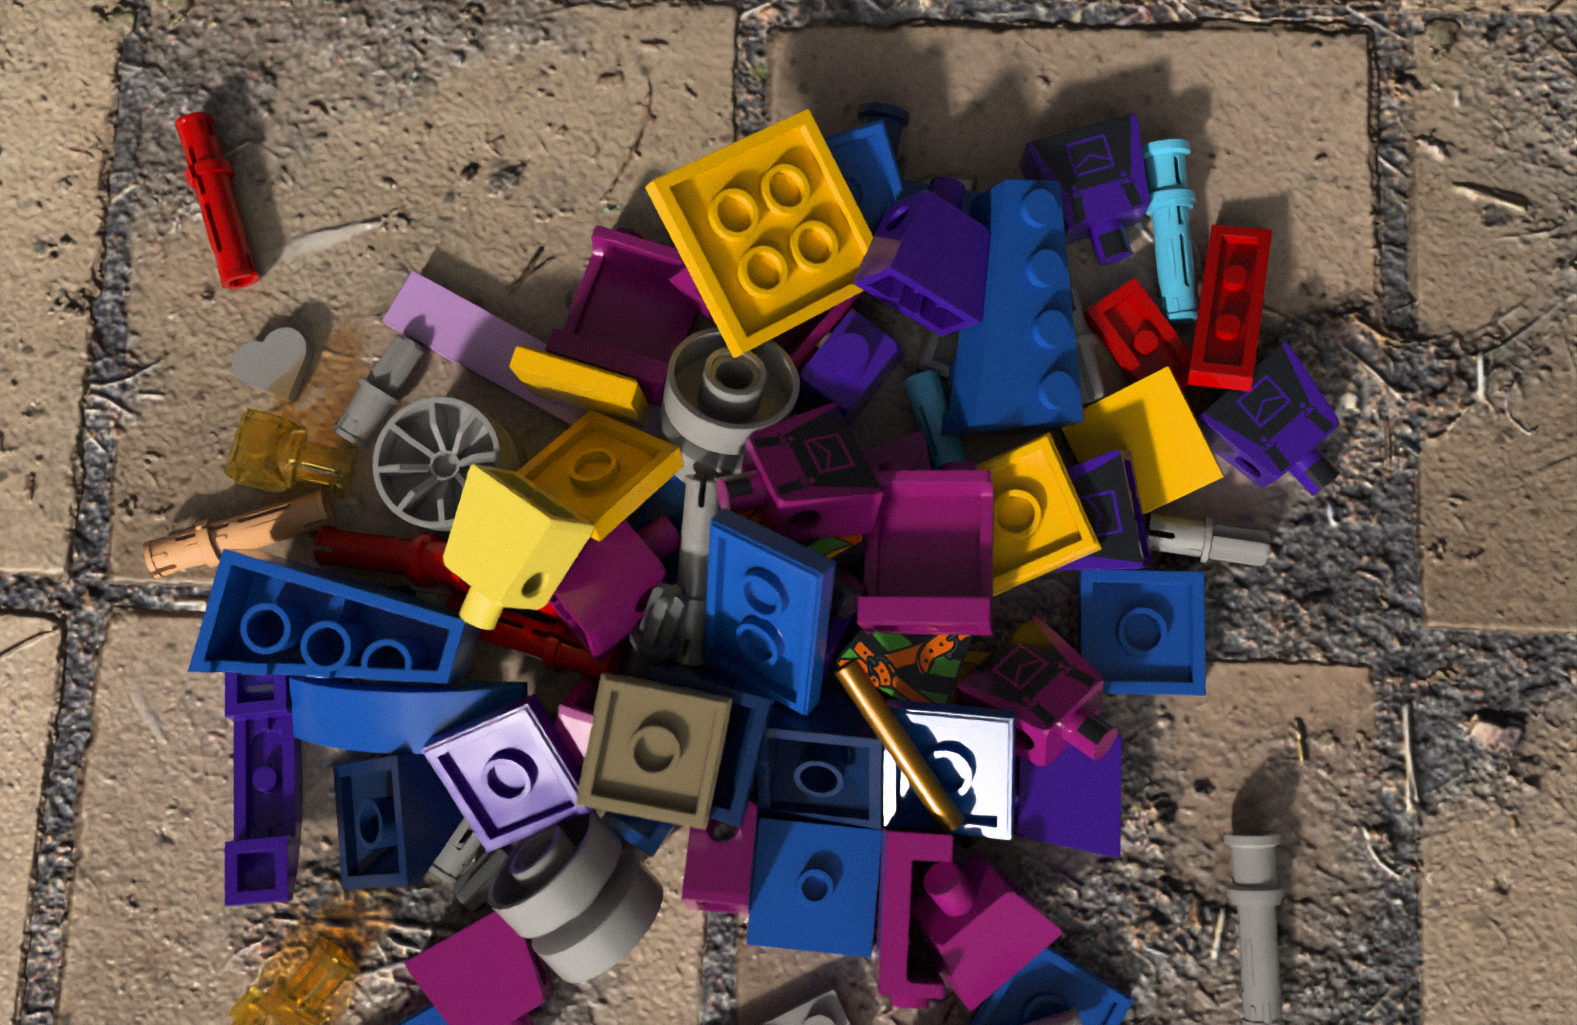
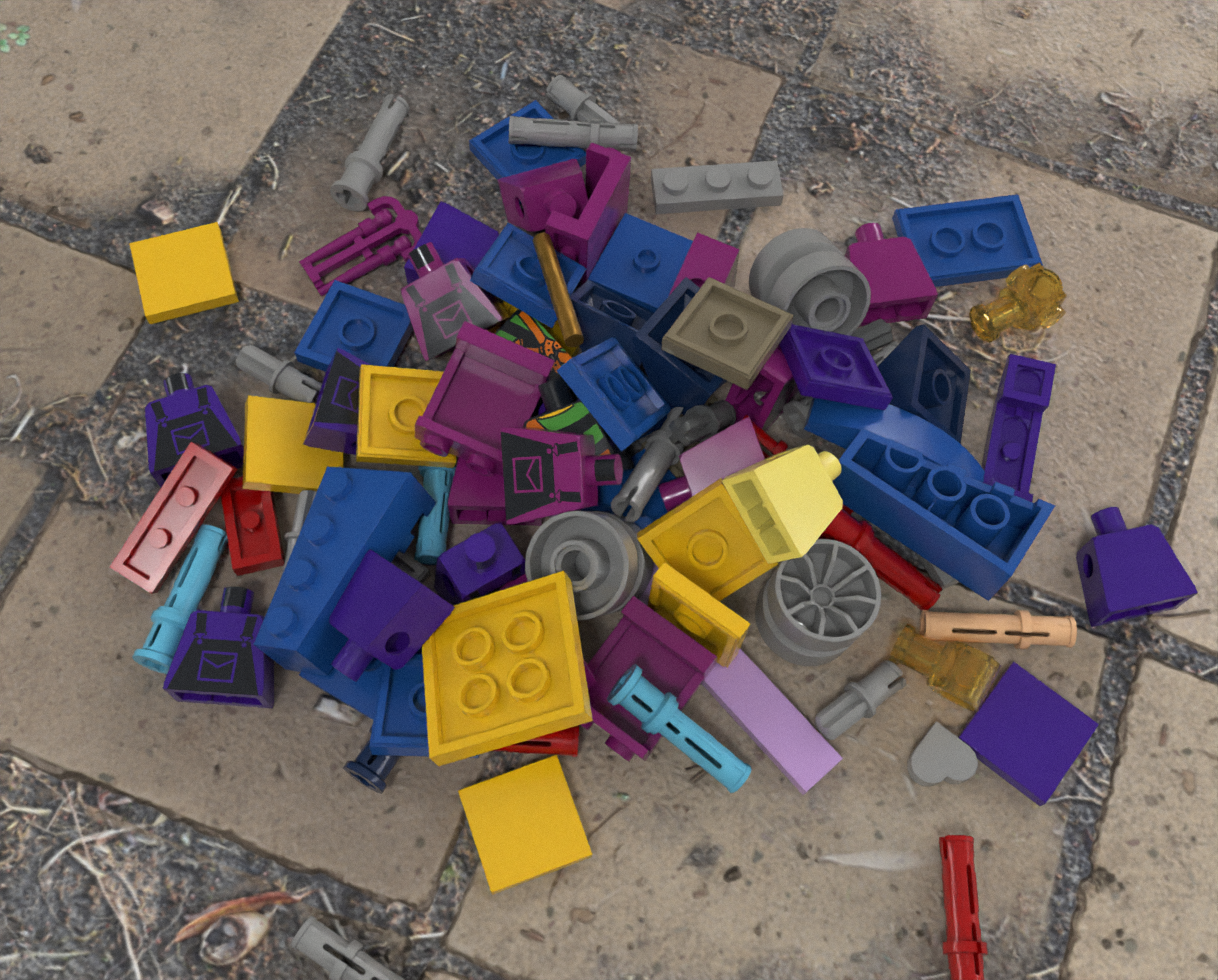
camera: 170 degrees left, 15 degrees down
(93, 659) = (1129, 571): none -> dark purple torso
(181, 425) = (1027, 733): none -> dark purple tile
(588, 279) = (661, 715): none -> medium azure pin
(690, 120) = (524, 824): none -> yellow tile
(1158, 827) = (405, 222): none -> magenta piece
(1407, 645) = (183, 273): none -> yellow tile

